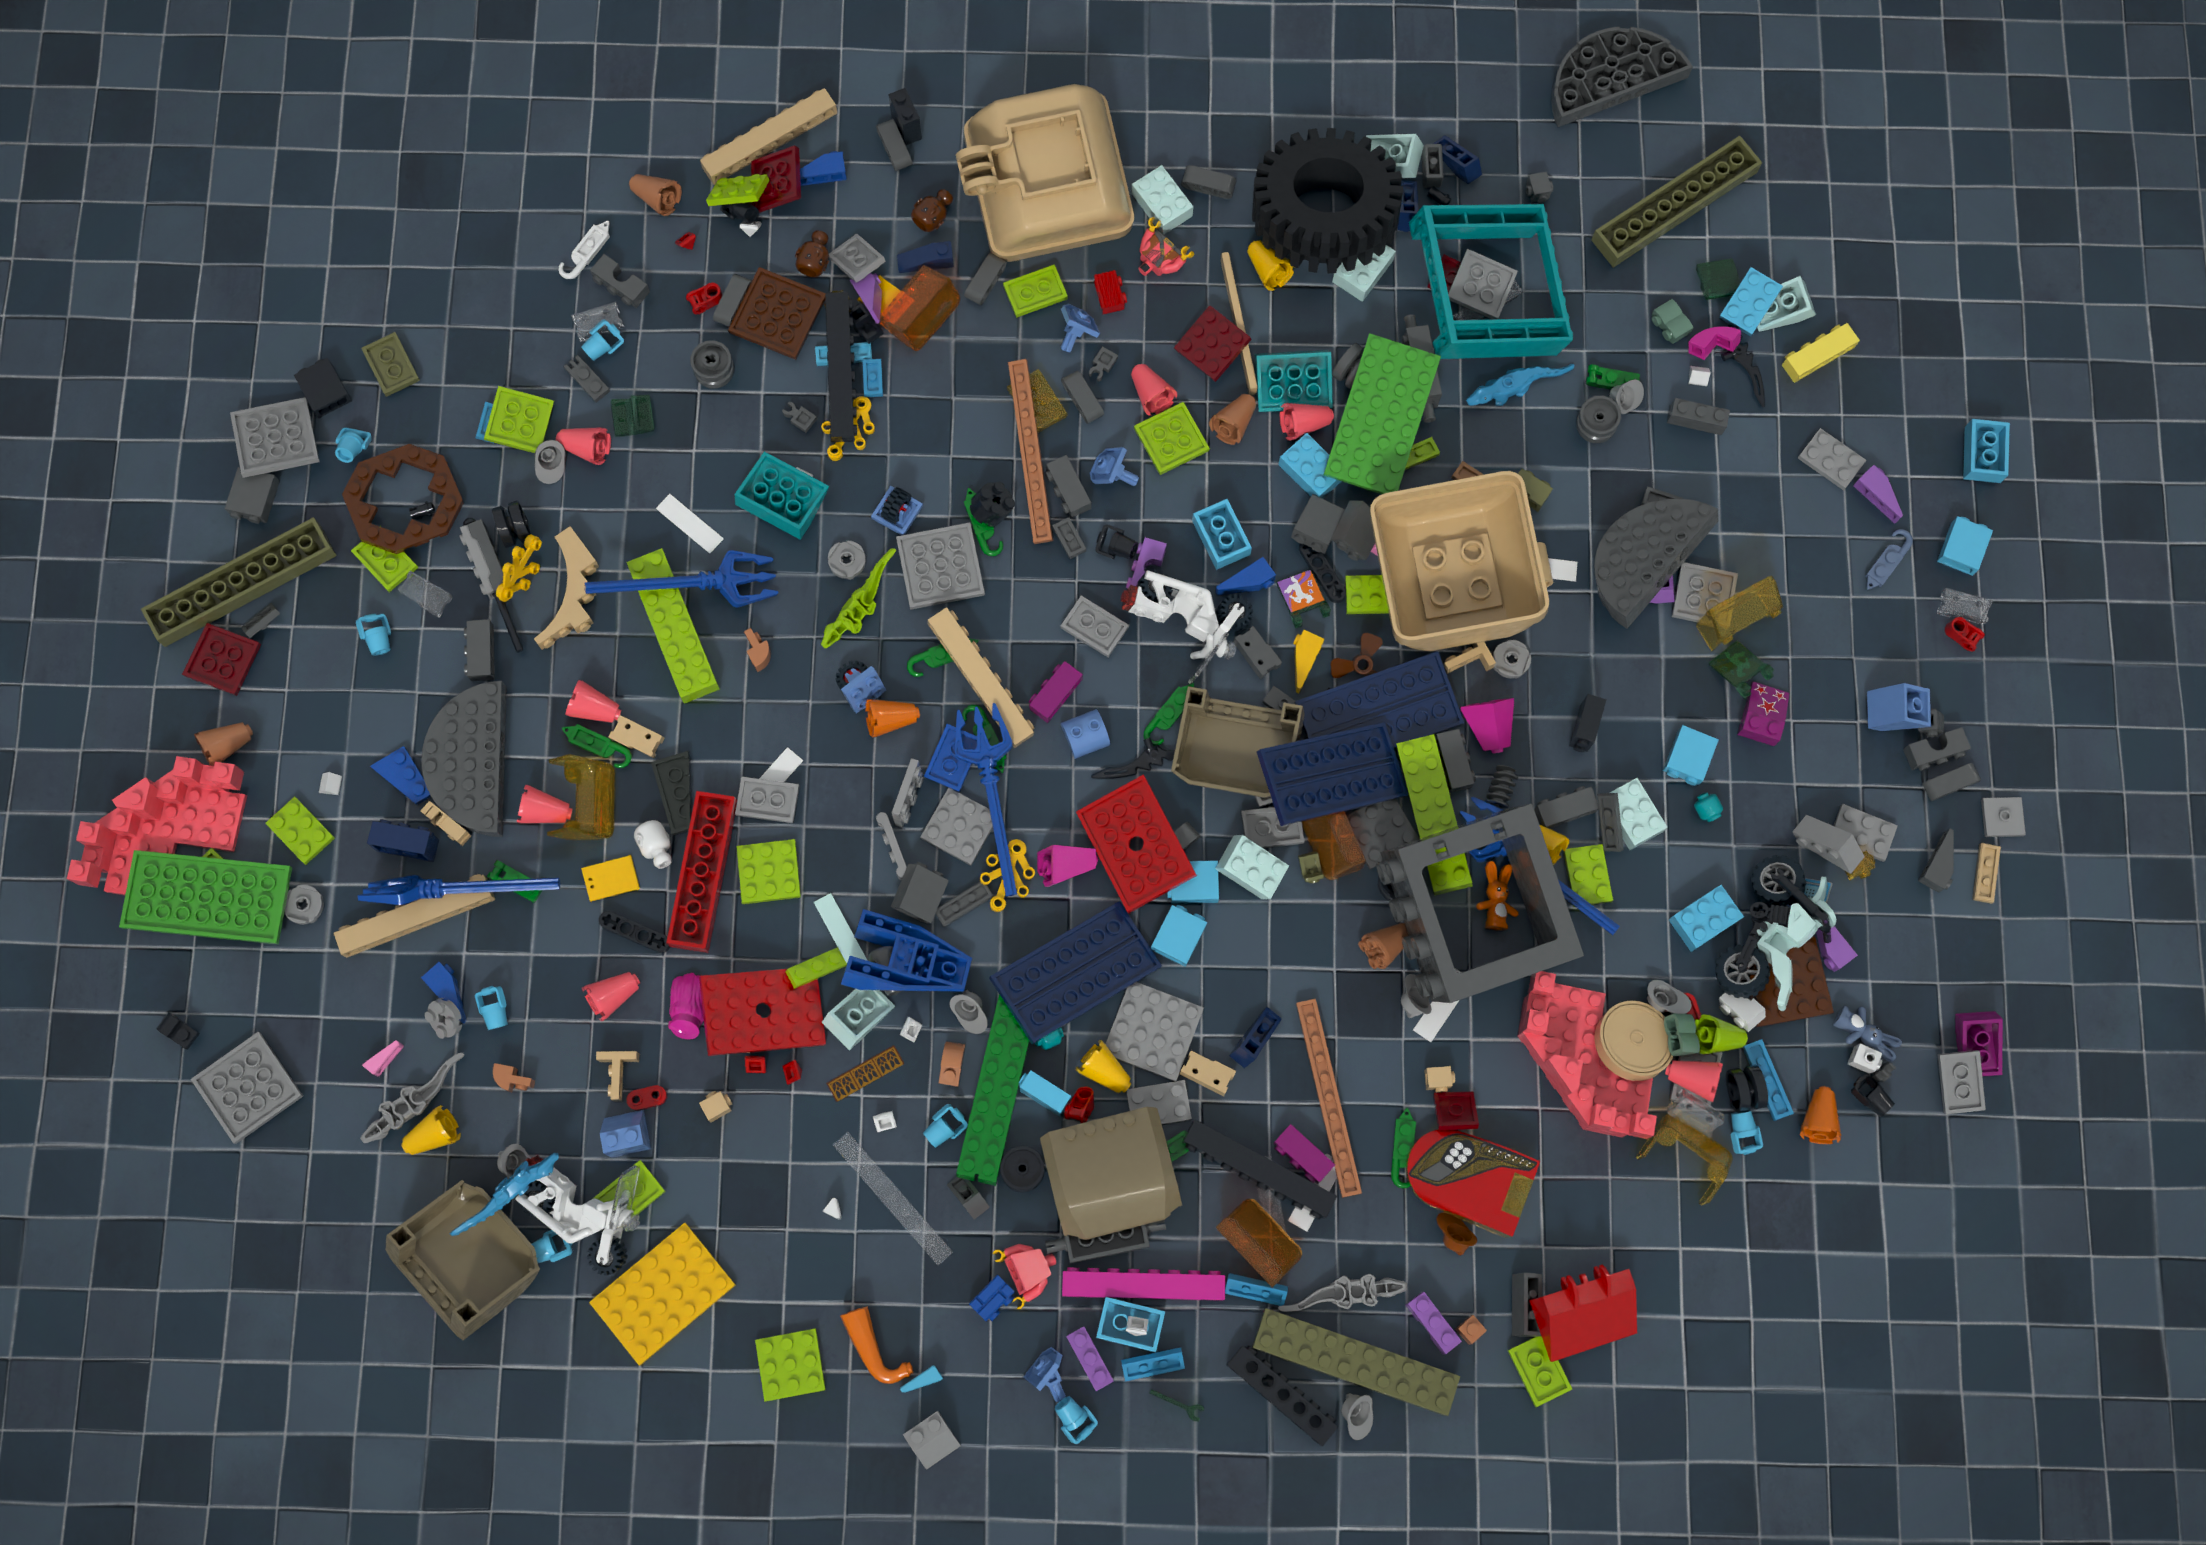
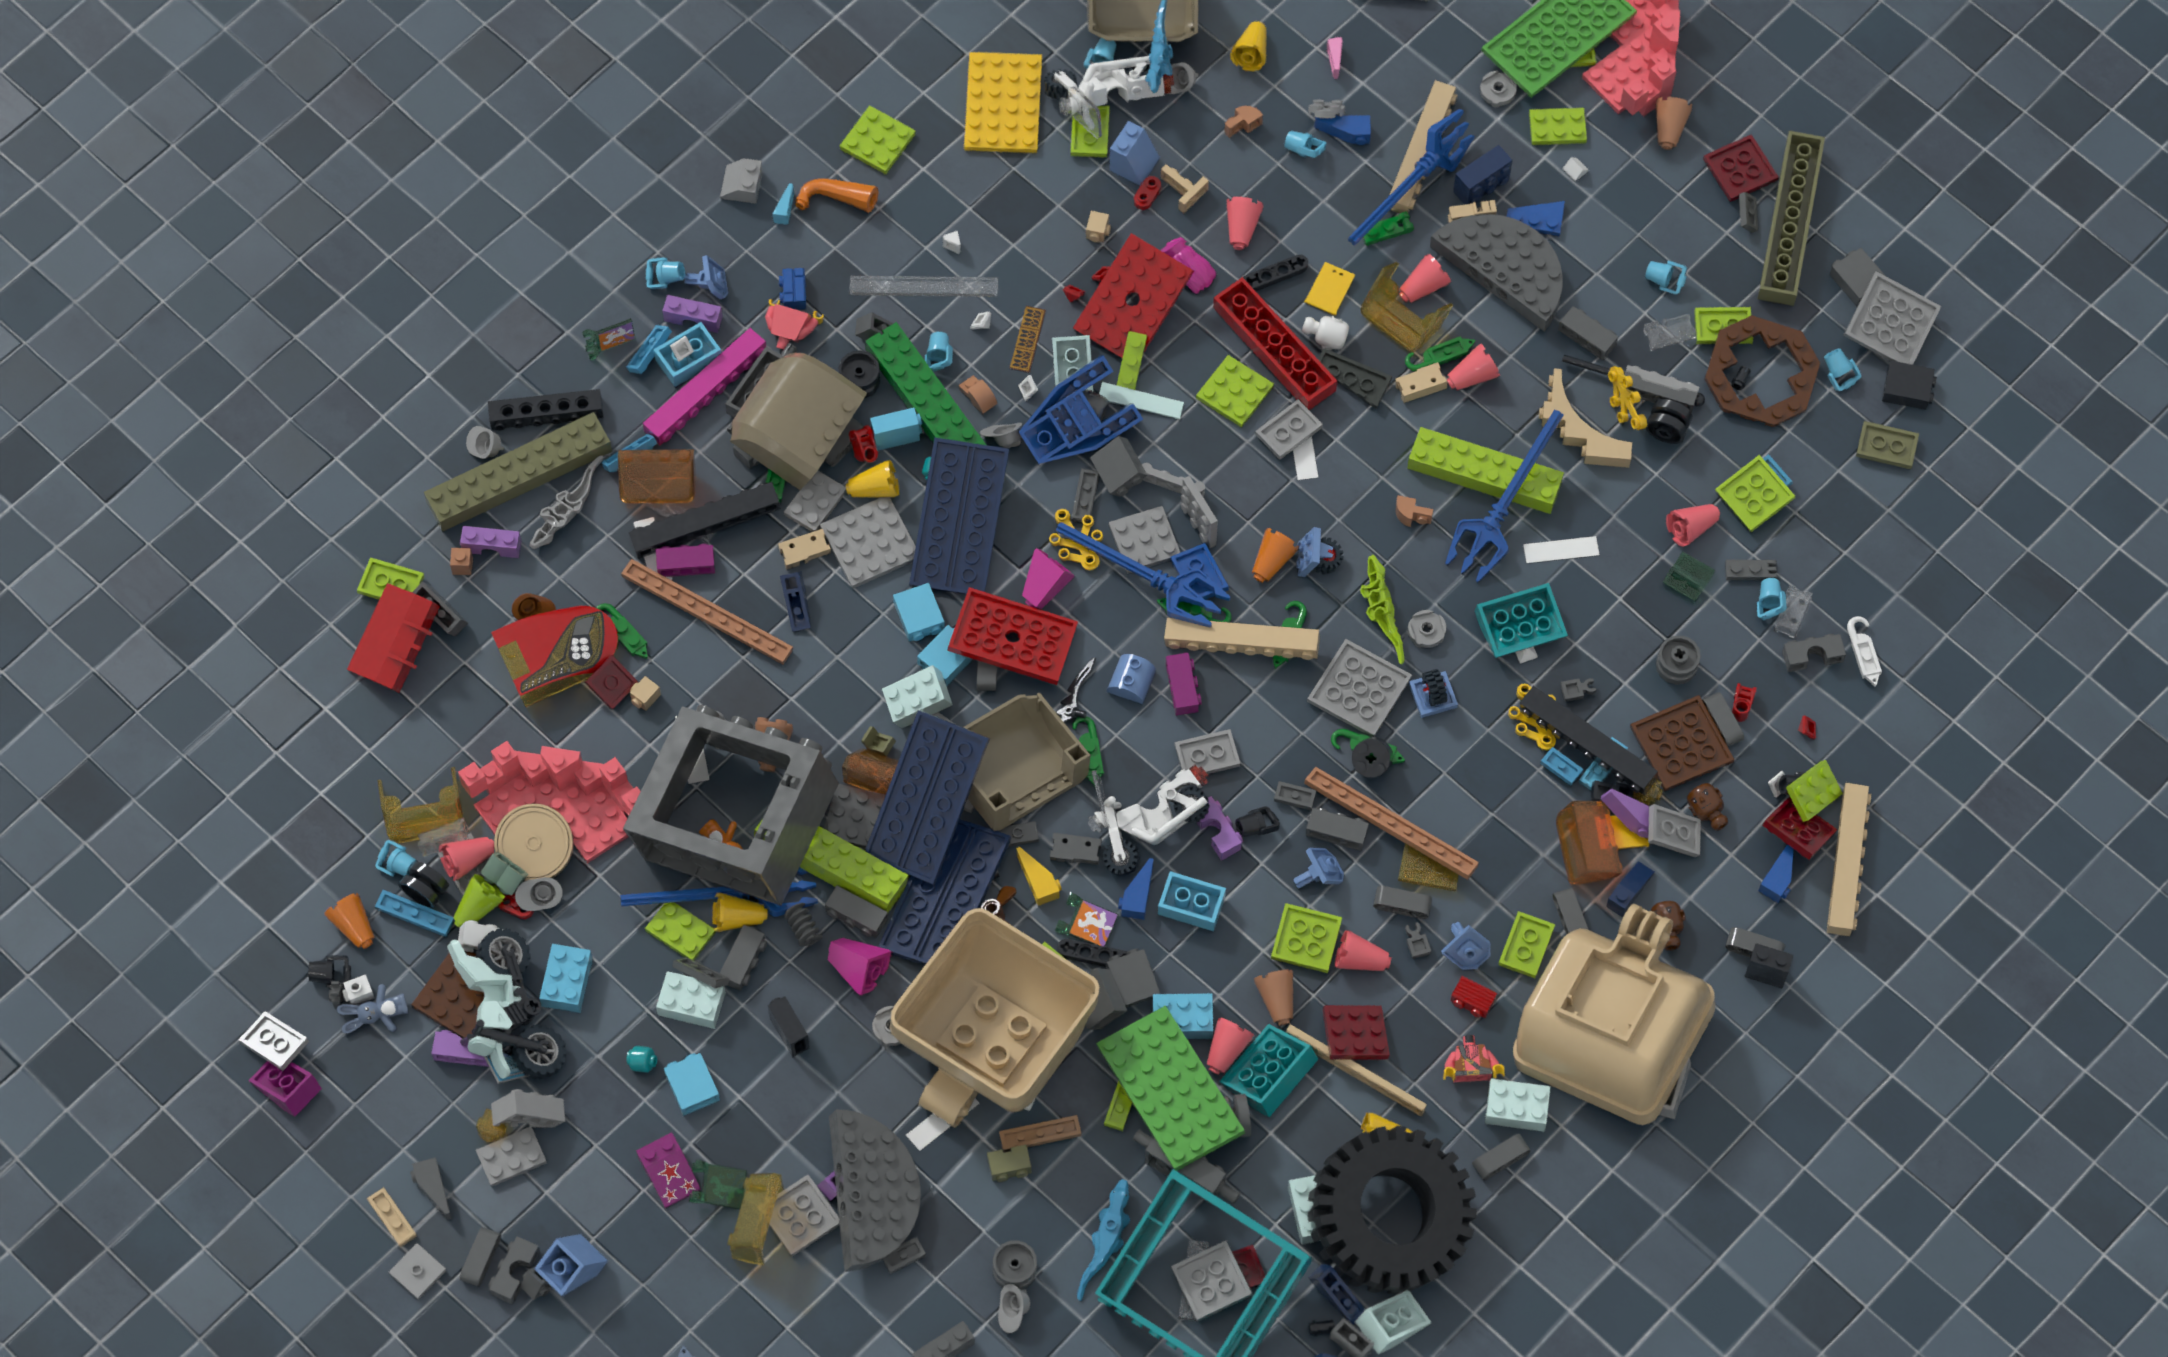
camera: 135 degrees right, 10 degrees down
(410, 1103) = (1286, 47): light grey animal -> none
(549, 461) = (1700, 487): light grey piece -> none
(657, 192) = (1868, 734): nougat cone -> none
(1609, 377) = (1040, 1317): green plate -> none

